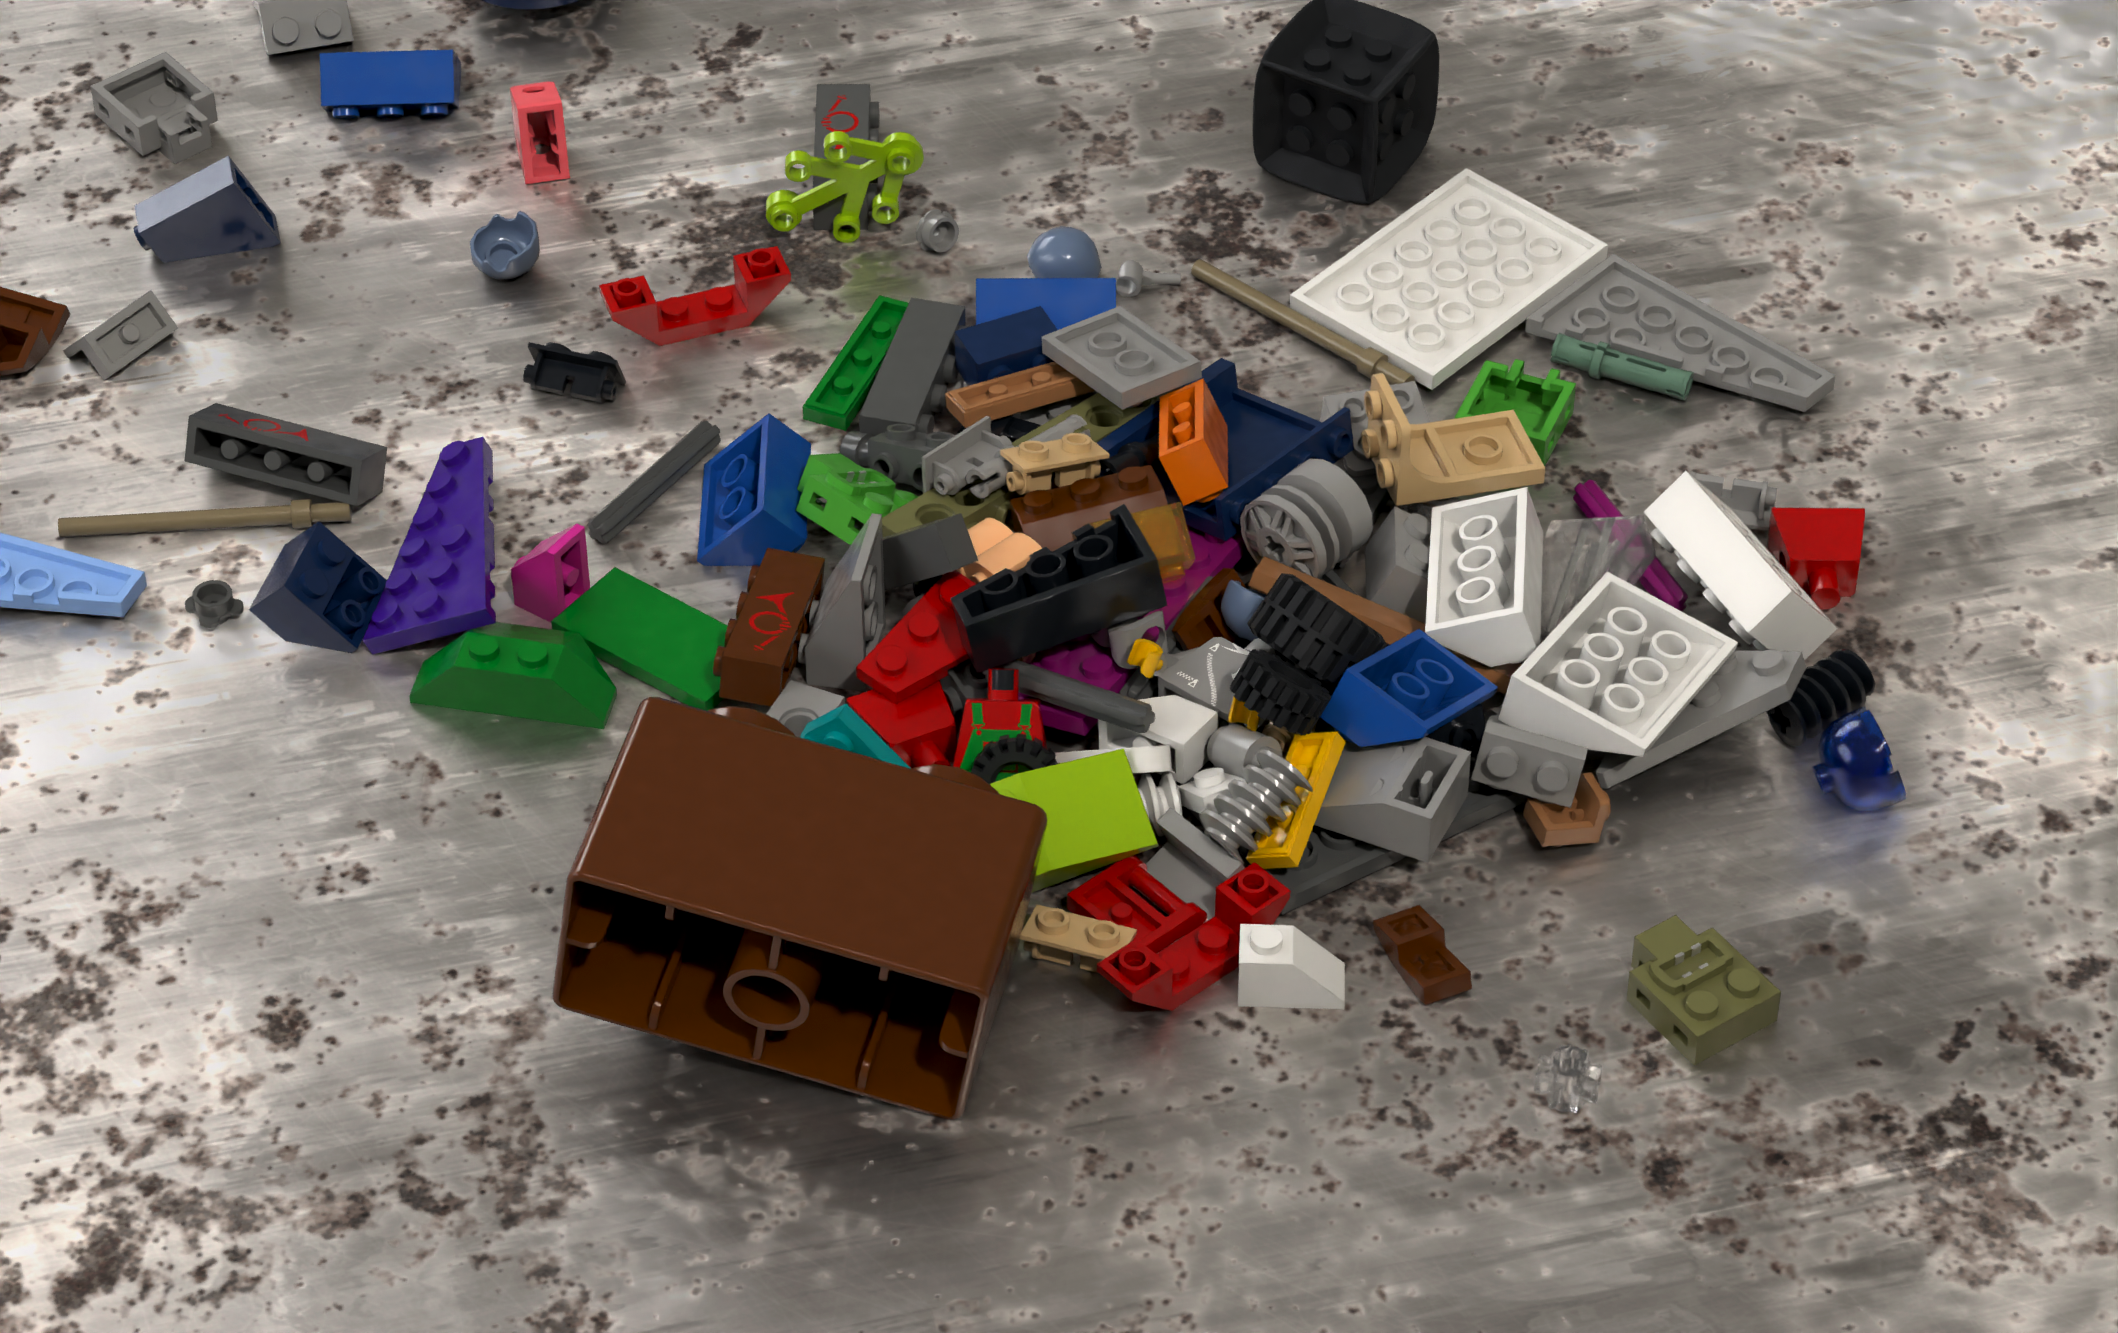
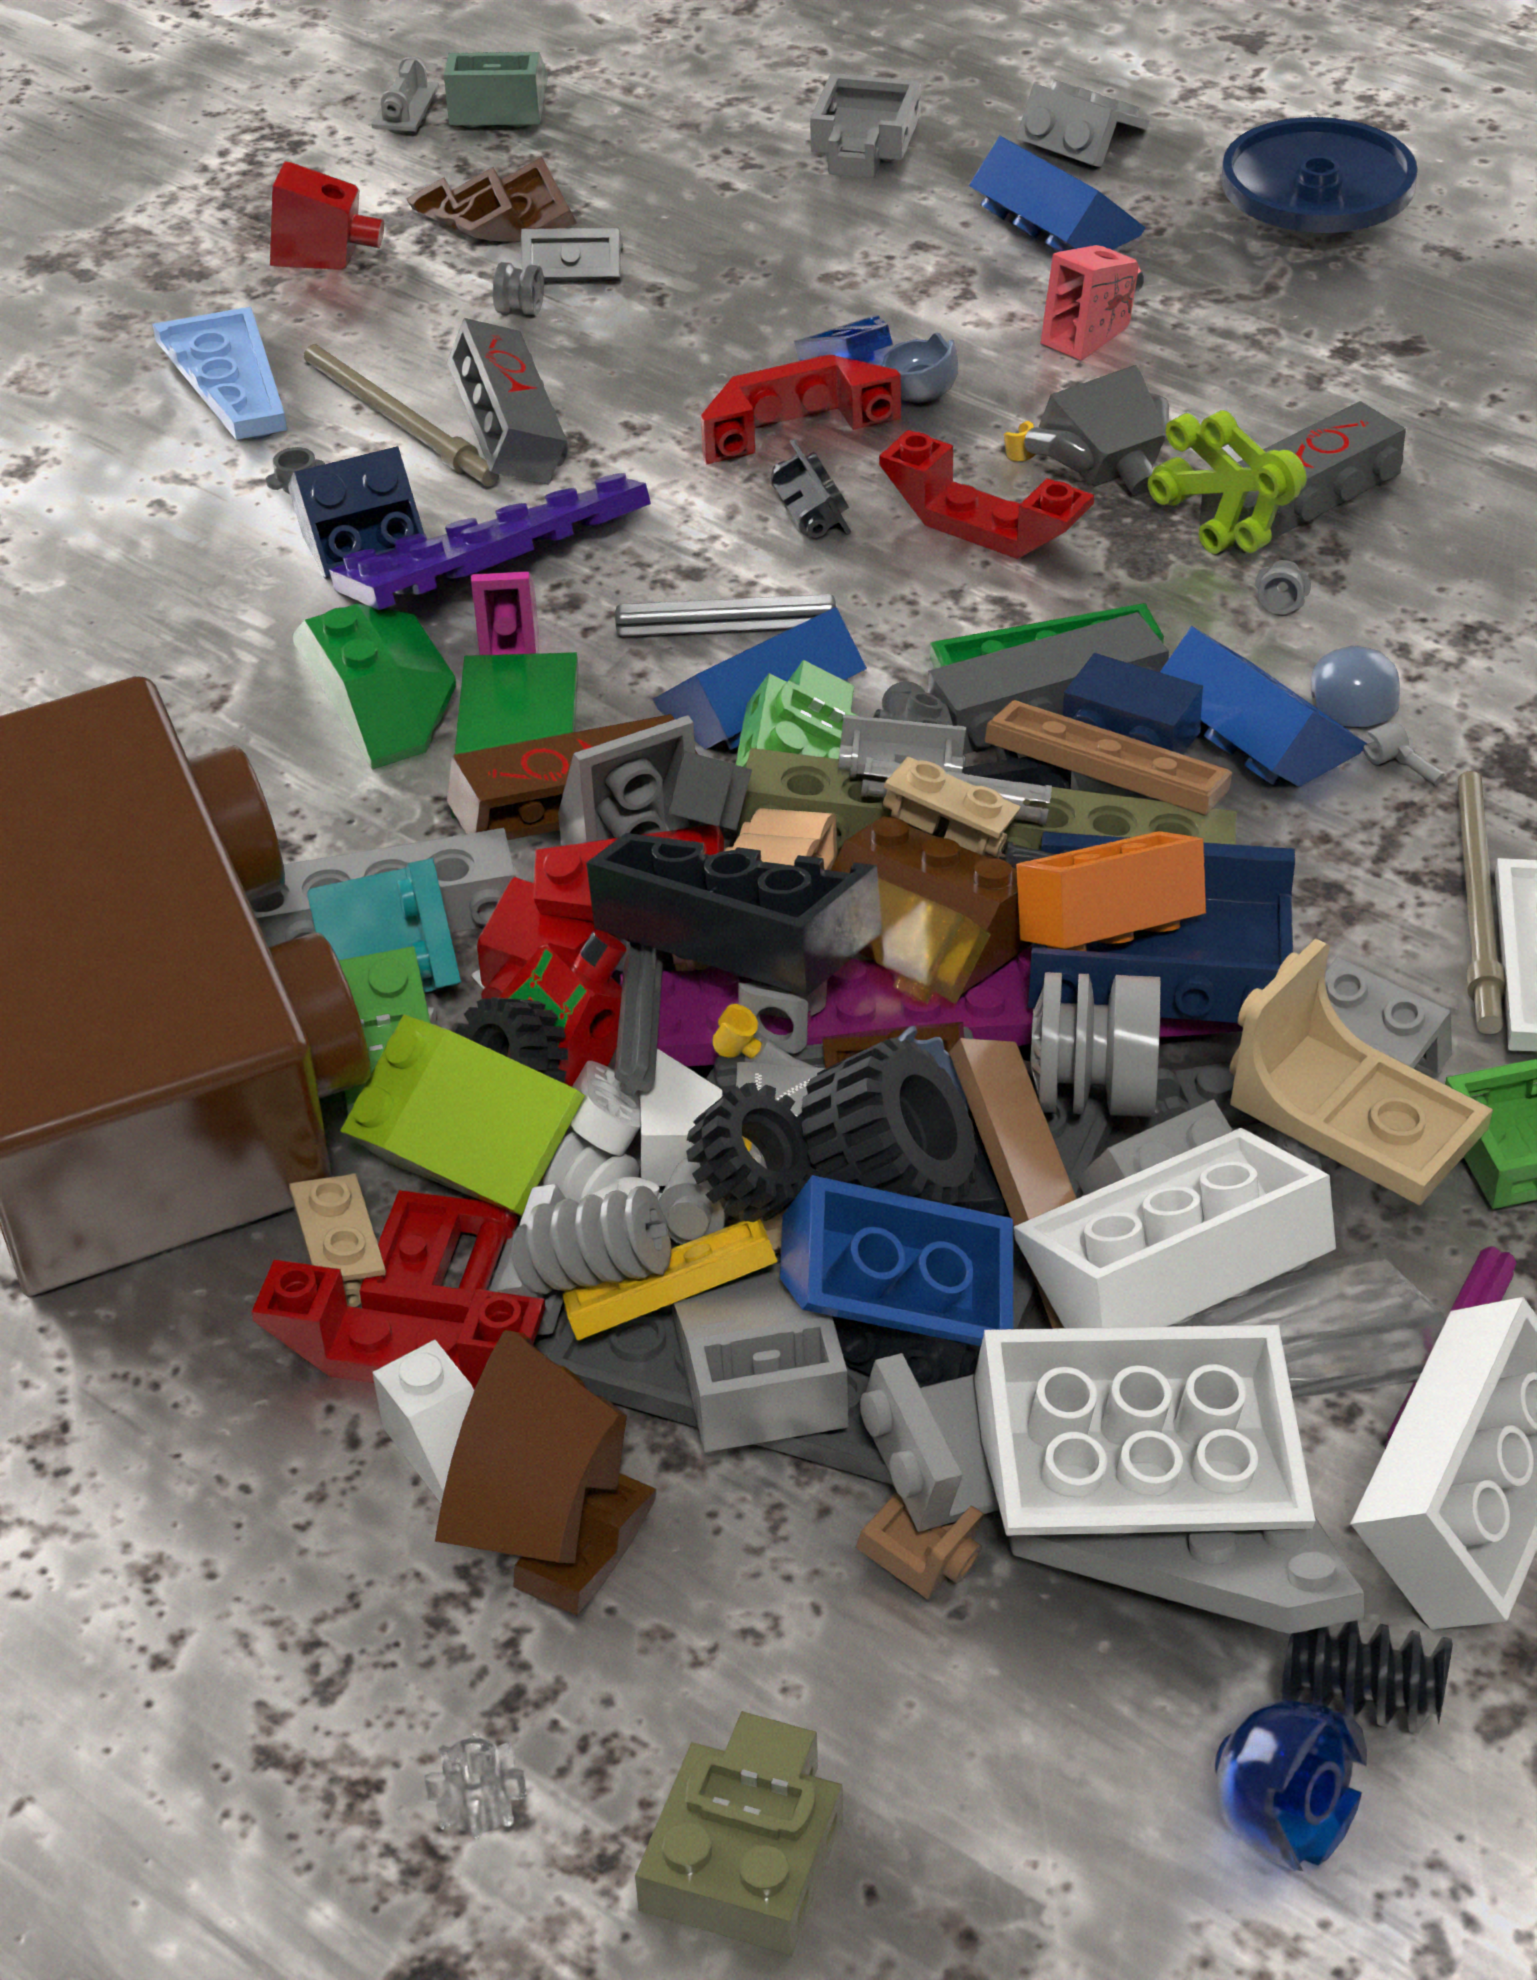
camera: 55 degrees right, 0 degrees up
(136, 381) = (518, 288): none -> flat silver wheel
(206, 216) = (759, 211): dark blue slope -> none
(431, 262) = (851, 341): none -> clear blue wing
(484, 290) = (859, 389): none -> red slope
(690, 209) = (1099, 430): none -> dark grey torso
(1121, 357) = (1177, 772): light grey plate -> none
(1369, 932) = (527, 1457): none -> reddish brown slope

